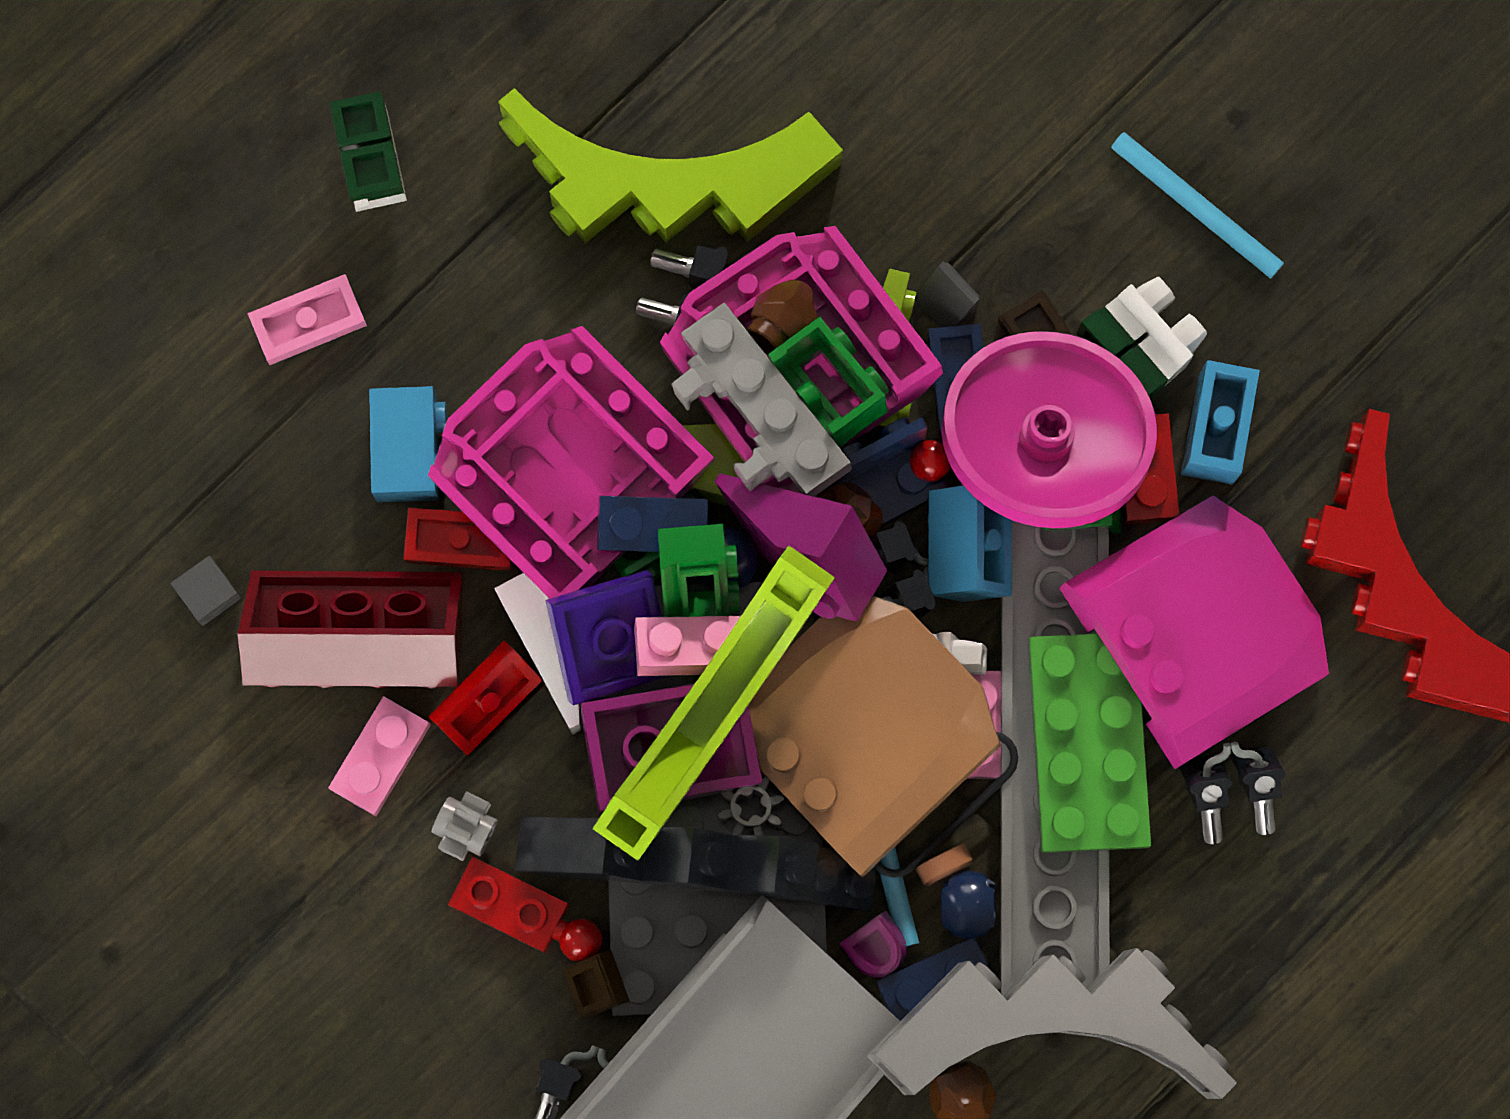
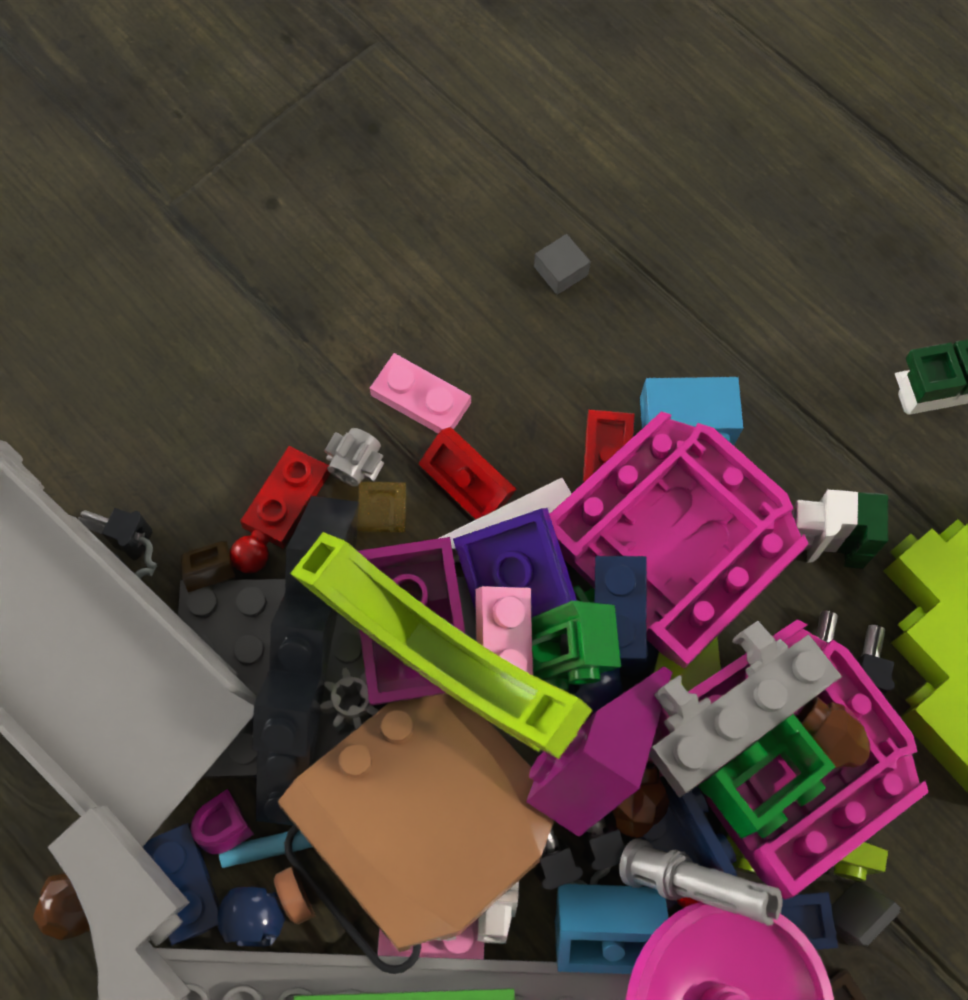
camera: 90 degrees right, 10 degrees down
(307, 319) = (796, 338): bright pink plate -> none
(351, 629) = (528, 371): dark red slope -> none
(518, 794) = (382, 507): none -> clear yellow tile
(542, 294) = (844, 524): none -> hips
(922, 474) = (679, 877): none -> light grey pin

